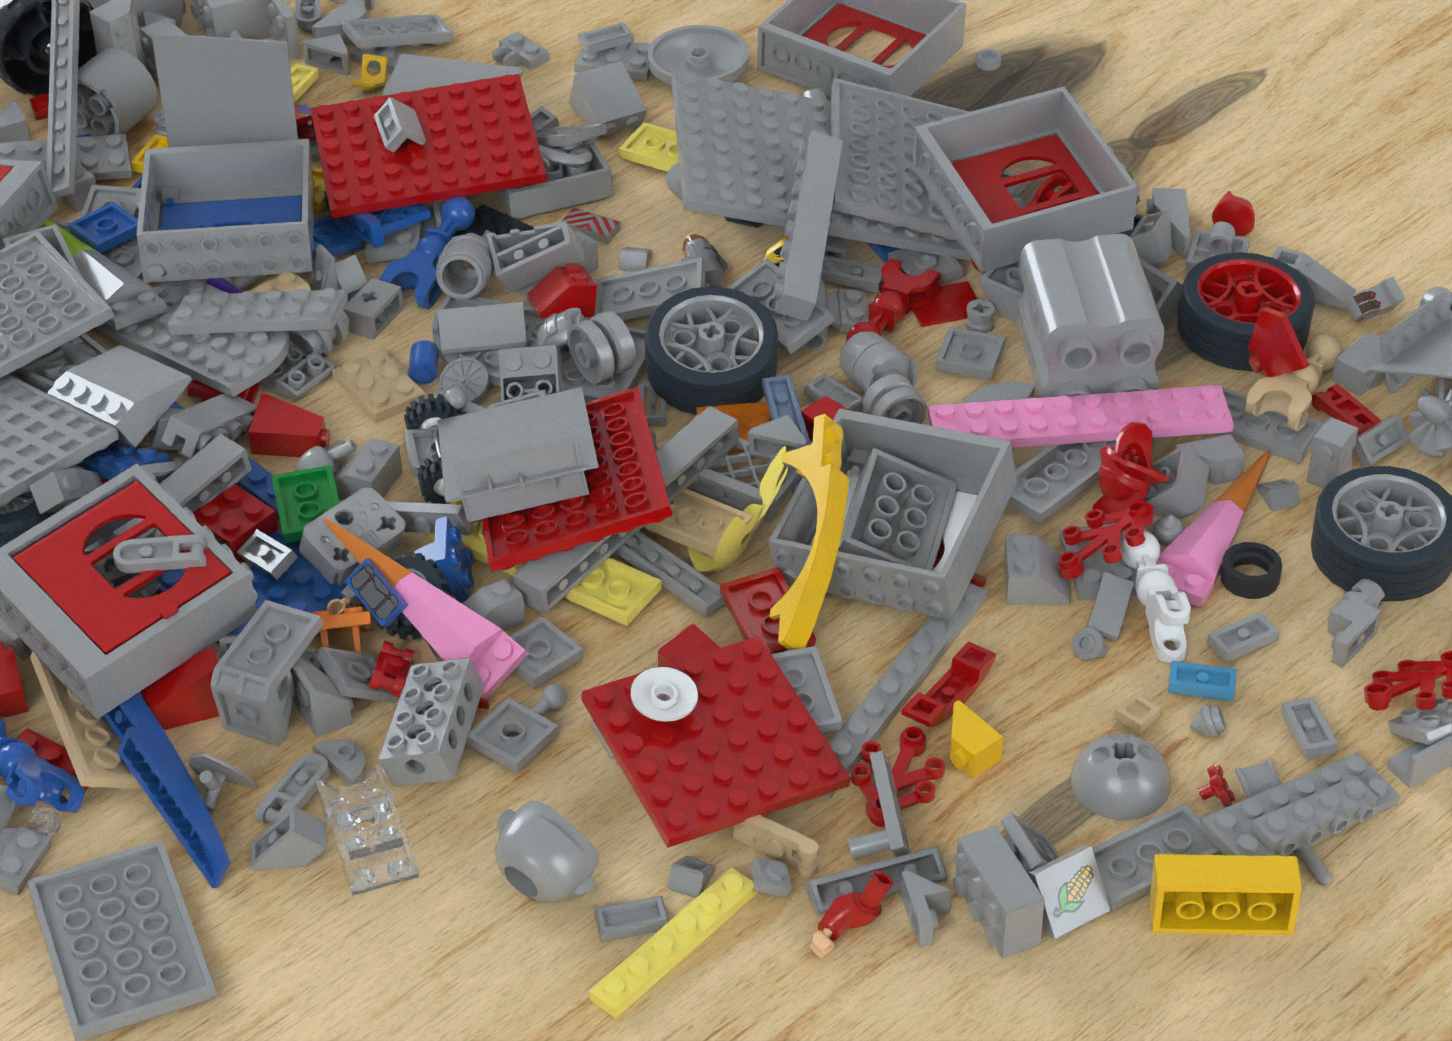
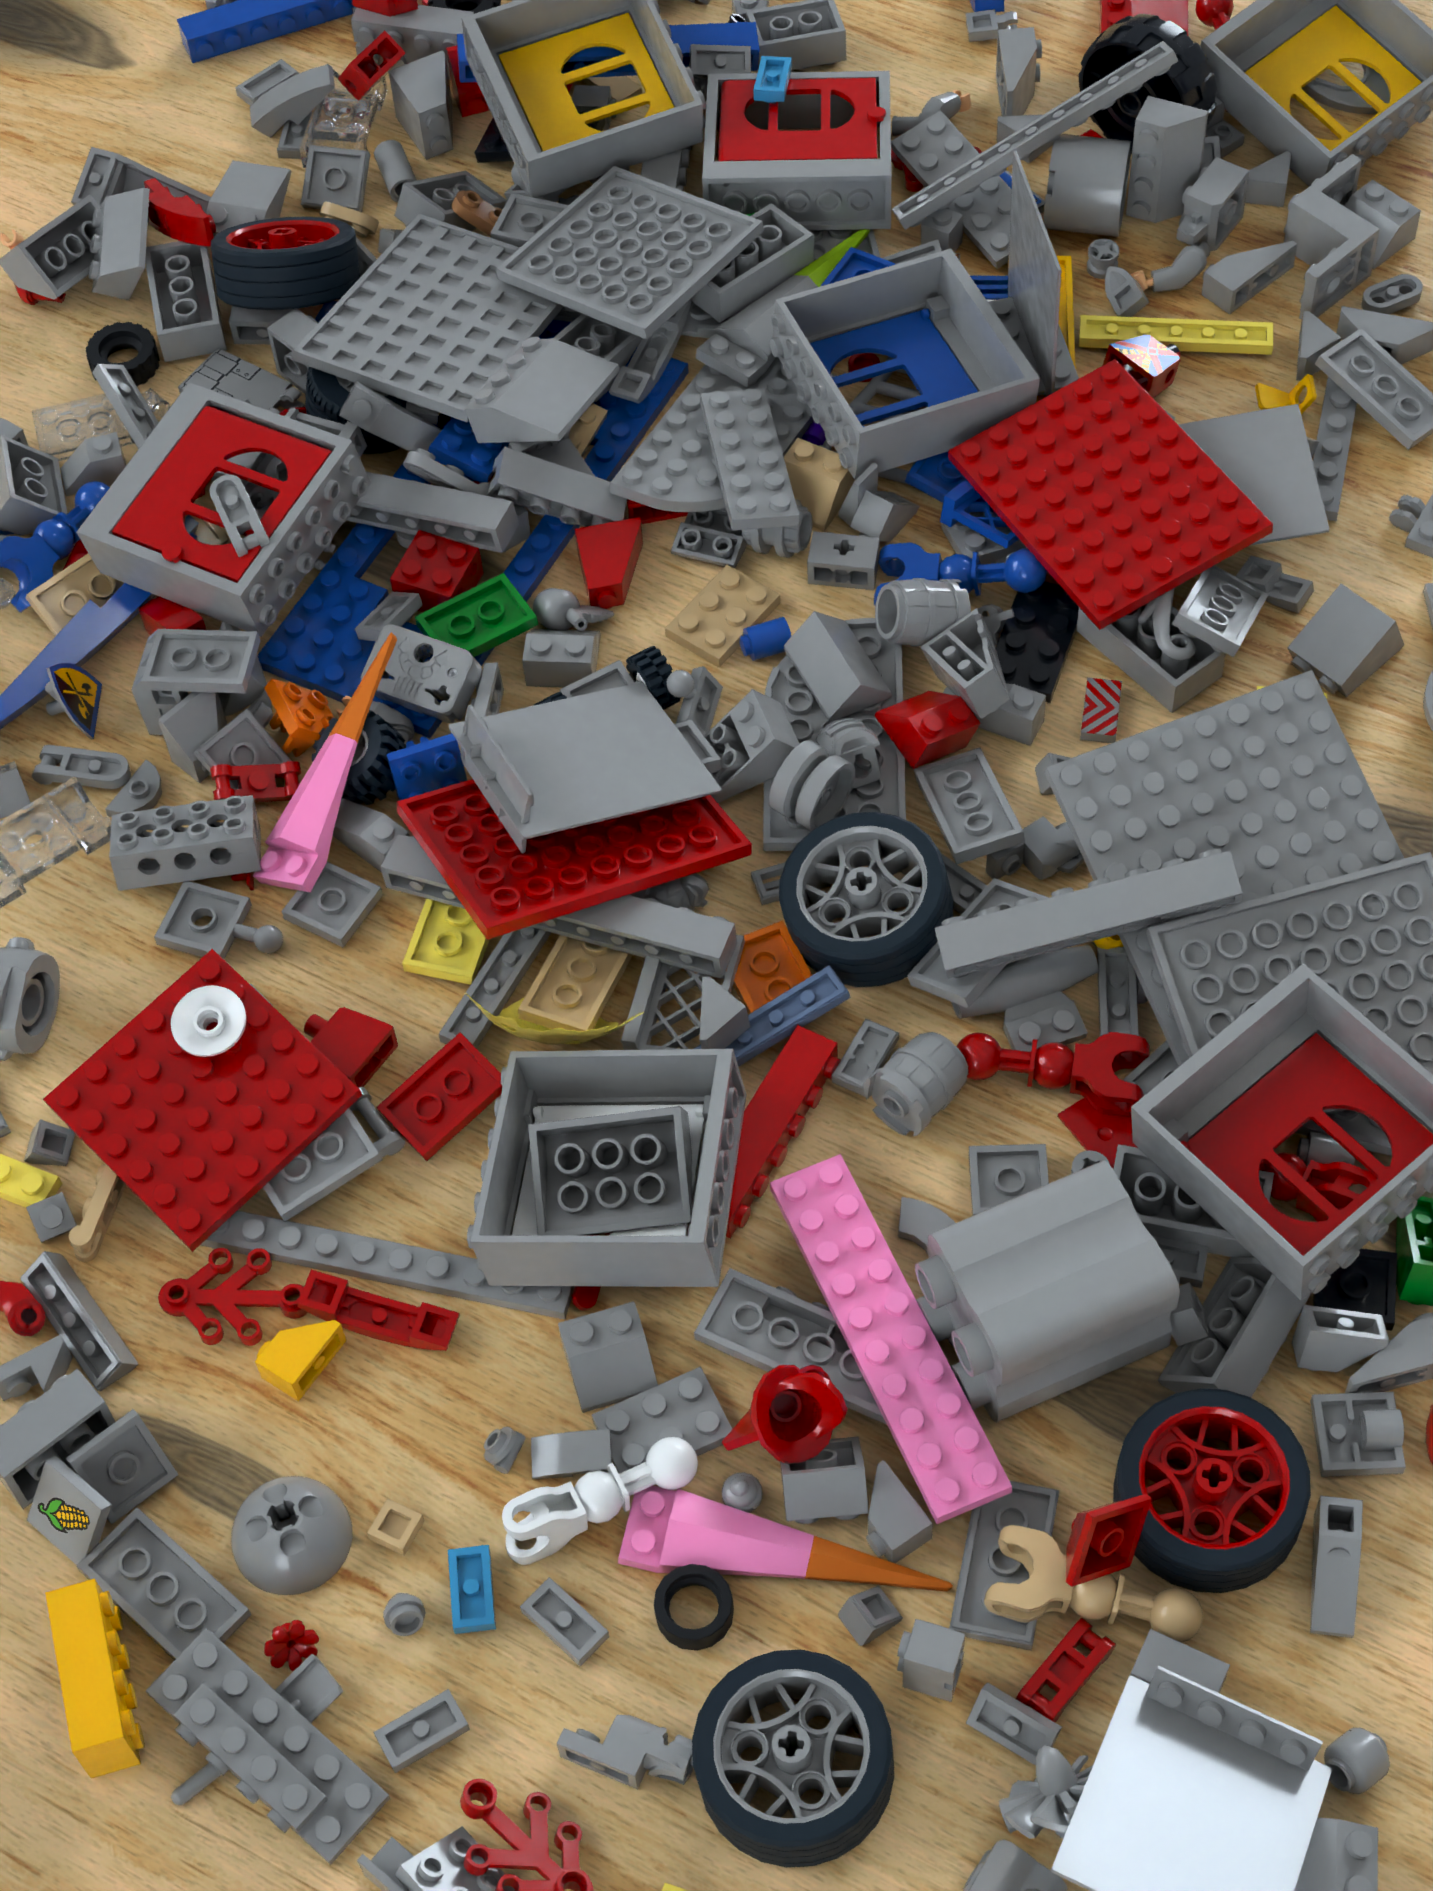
camera: 75 degrees right, 15 degrees up
(376, 593) = (324, 722): tile -> none
(397, 123) = (1103, 449): light grey panel -> none
(467, 375) = (745, 677): light grey wheel -> none
(821, 467) = (594, 1056): yellow slope -> none
(894, 835) = (138, 1308): light grey piece -> none
(895, 399) = (848, 1121): light grey wheel -> none
(1137, 516) = (709, 1439): red plant -> none
(1375, 300) = (1325, 1661): light grey leg -> none

